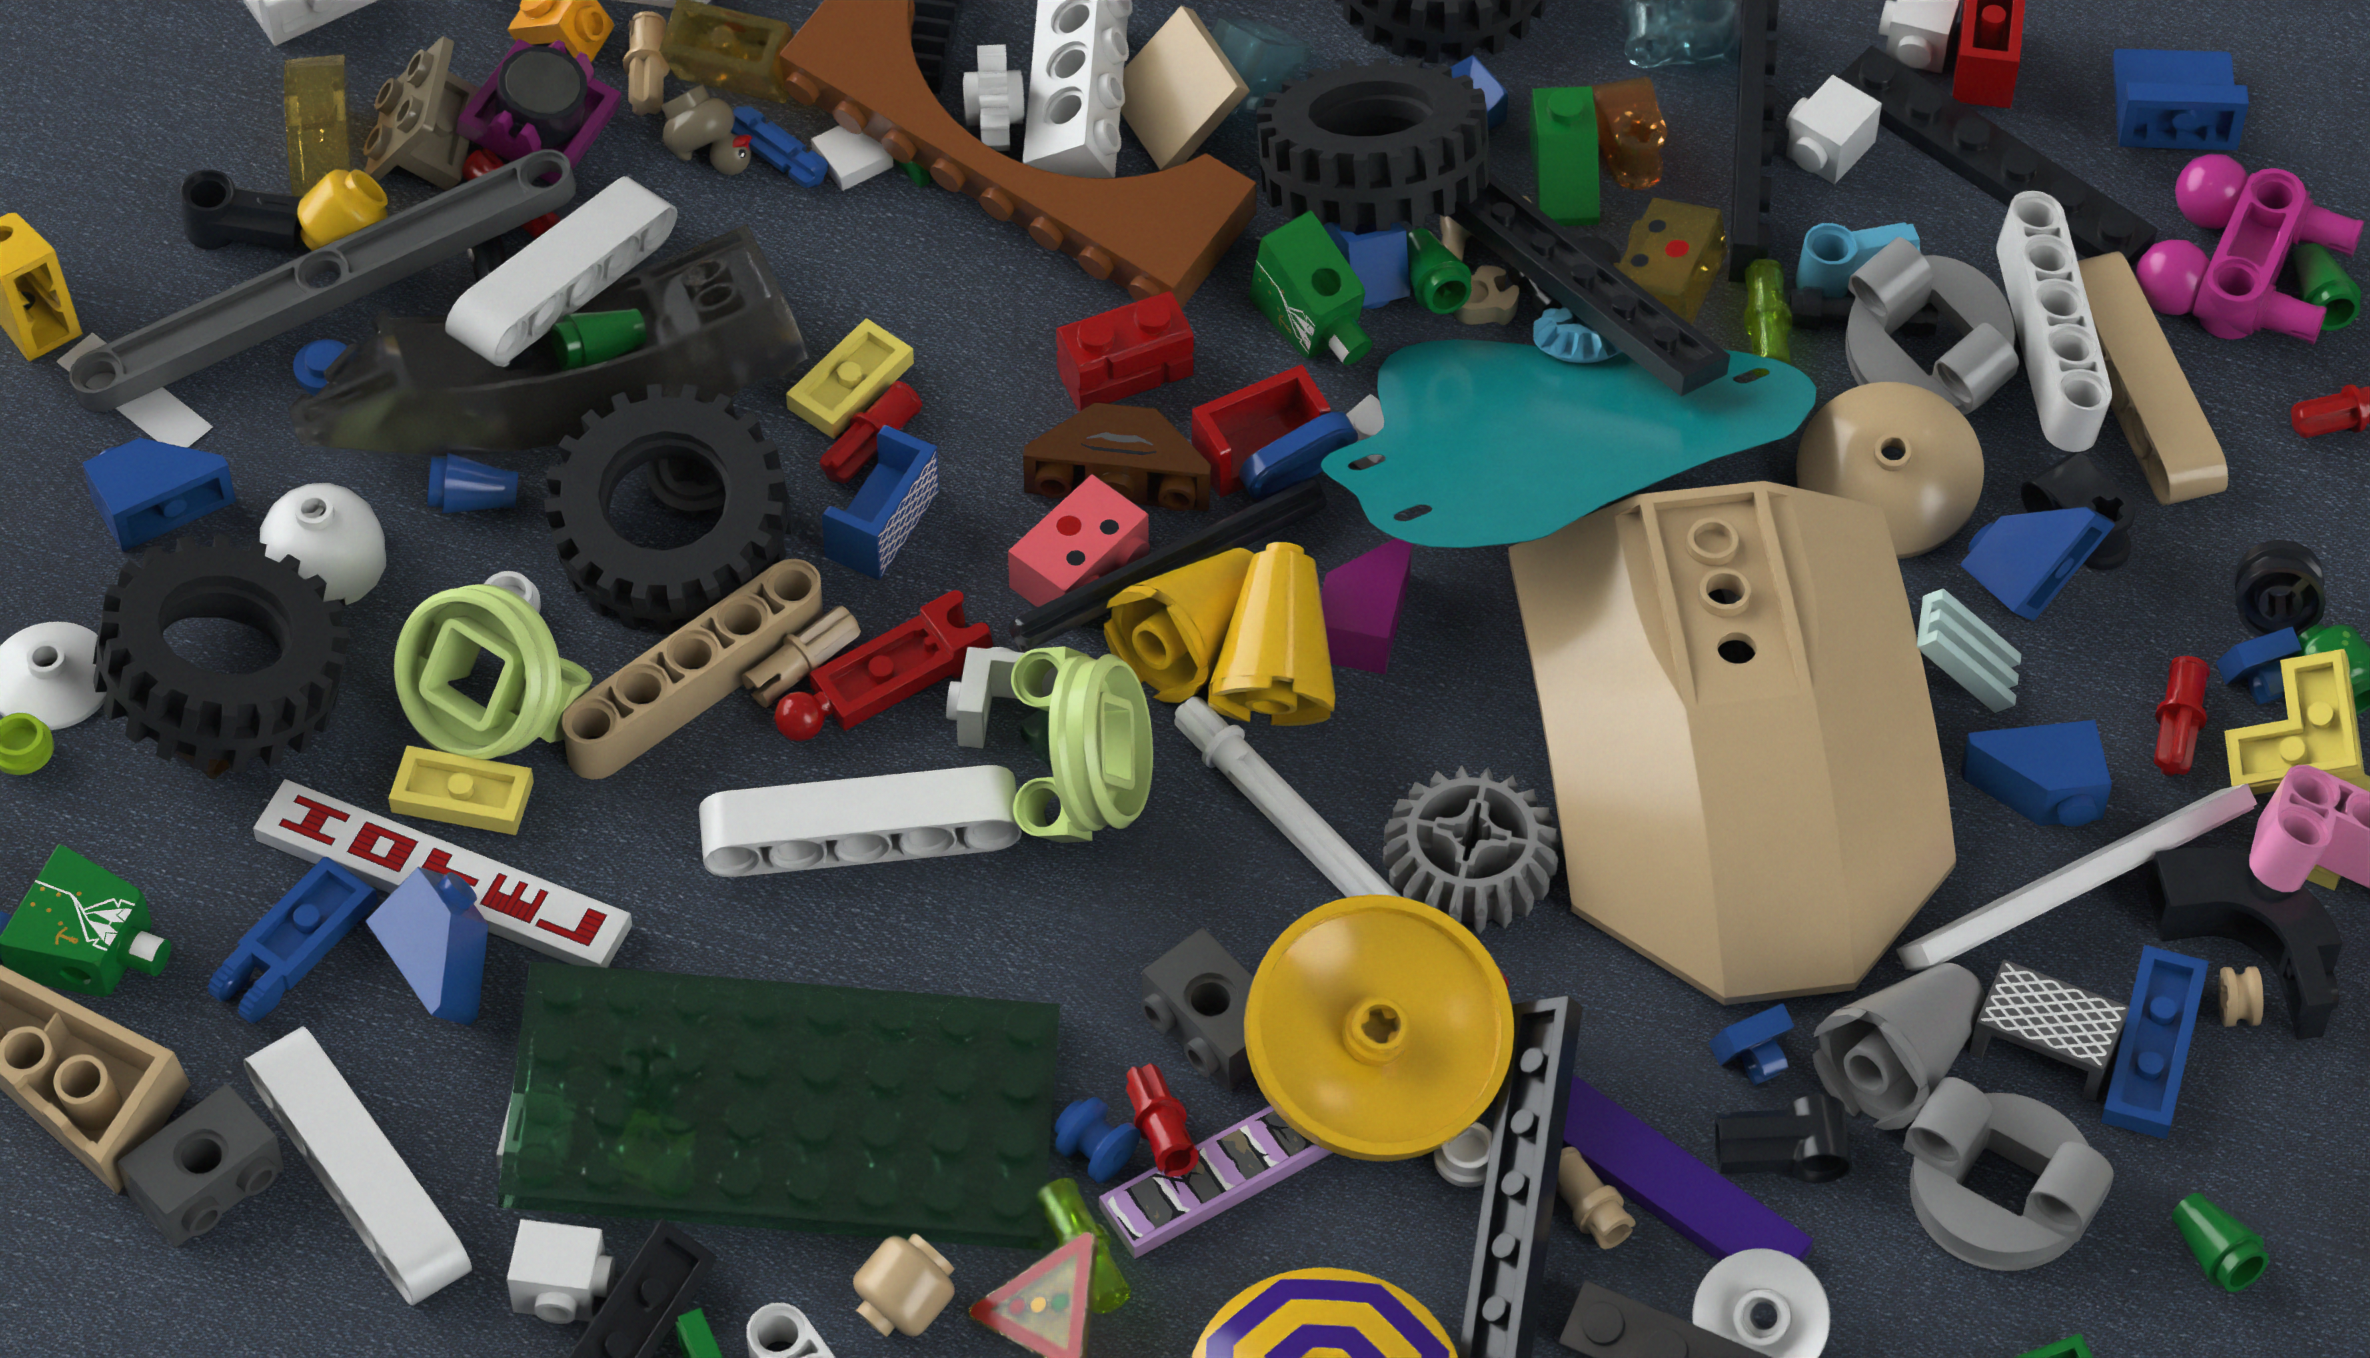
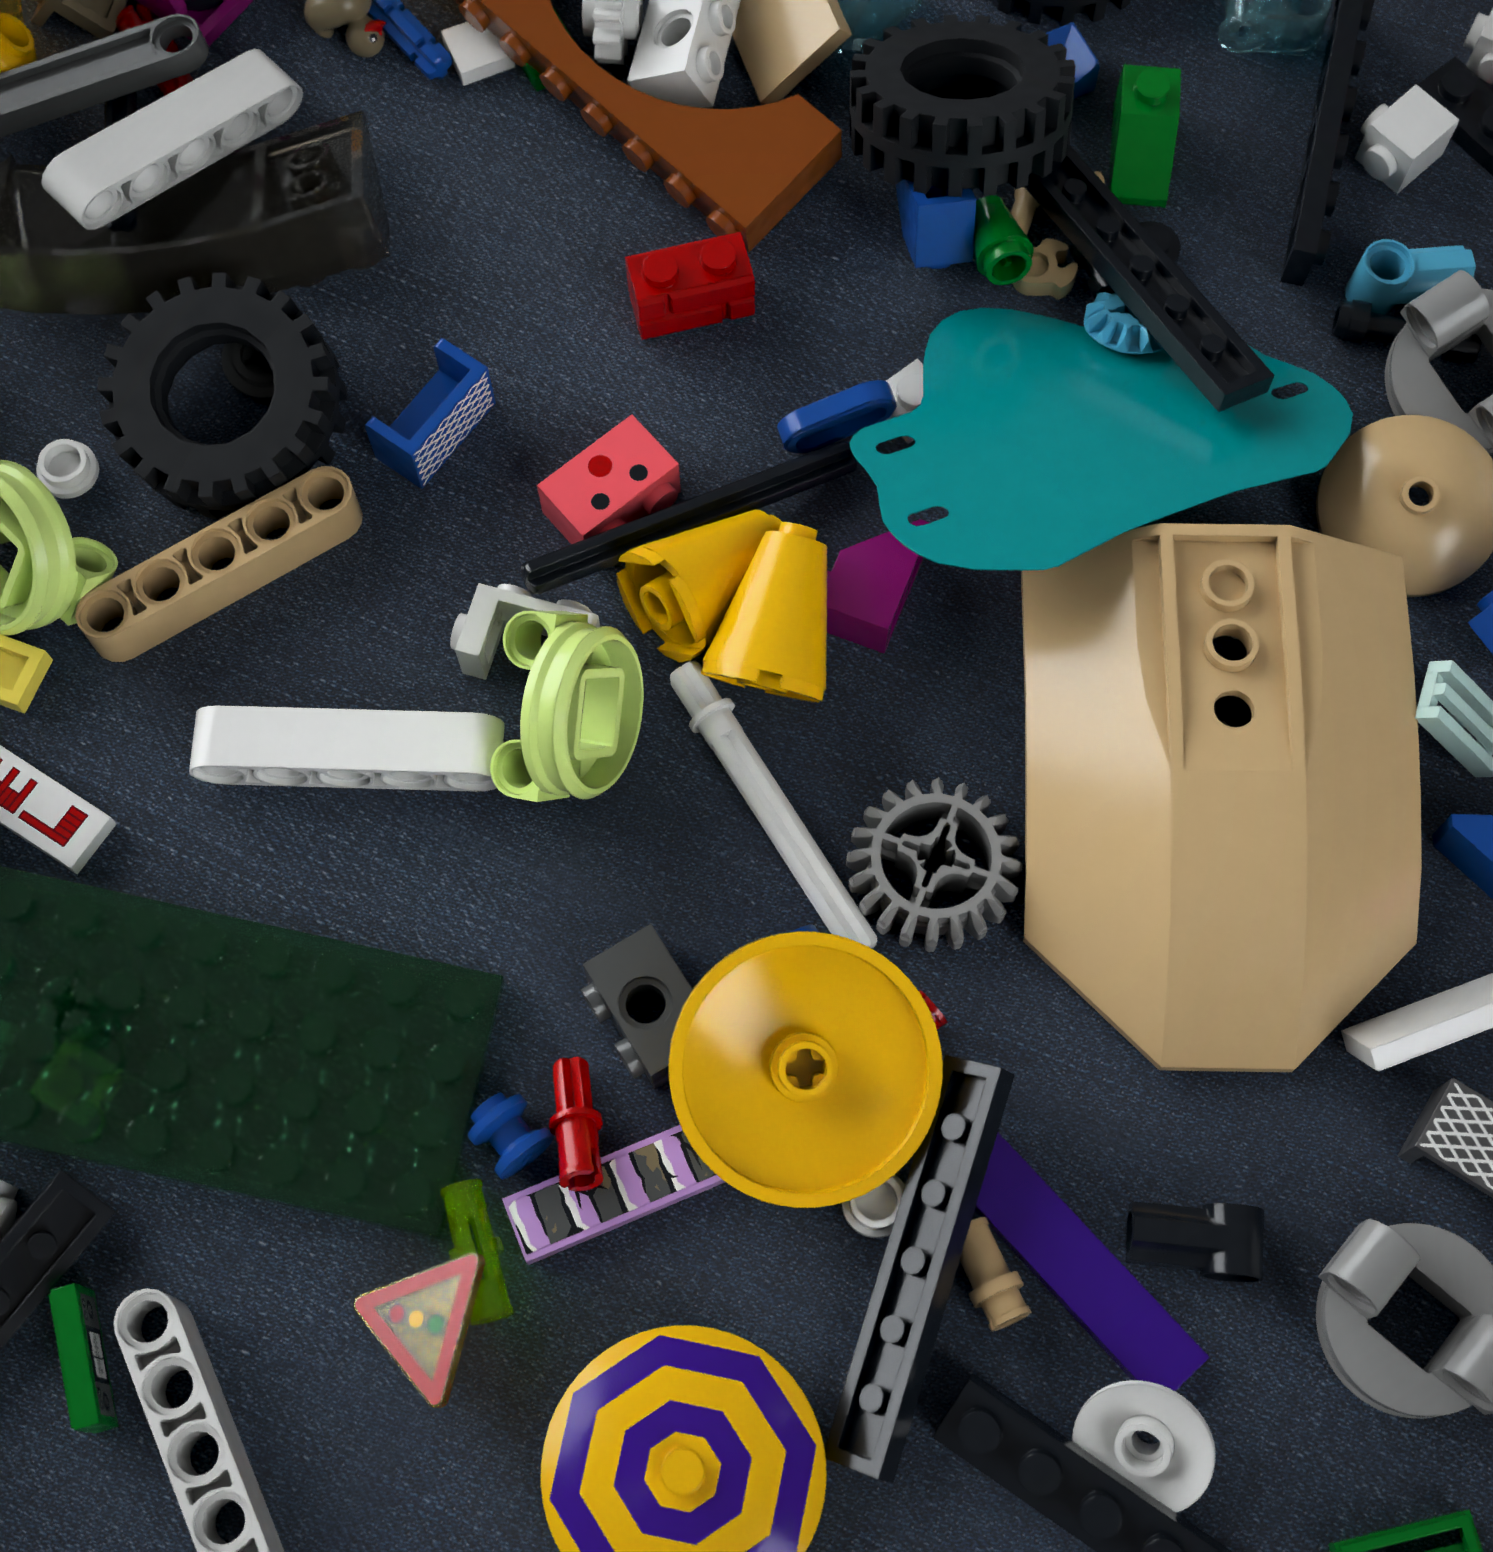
camera: 10 degrees right, 15 degrees up
(469, 485) = (52, 343): blue cone -> none
(596, 337) = (199, 208): green cone -> none
(801, 655) = (328, 562): tan axle -> none
(849, 378) = (429, 279): light yellow plate -> none
(859, 442) = (452, 324): red axle -> none
(884, 670) = (403, 589): red plate -> none
(903, 1286) = (288, 1275): tan head -> none
(1126, 449) = (669, 392): reddish brown slope -> none
(1250, 419) = (797, 376): red panel -> none
(1310, 291) = (876, 246): green torso -> none
(1630, 131) = (1211, 117): clear orange piece -> none
(1676, 254) = (1233, 253): clear yellow brick -> none
(1756, 1043) = (1183, 1123): blue tile -> none
(1767, 313) = (1314, 322): clear neon green pin -> none
(1898, 1043) = (1334, 1152): light grey cone -> none

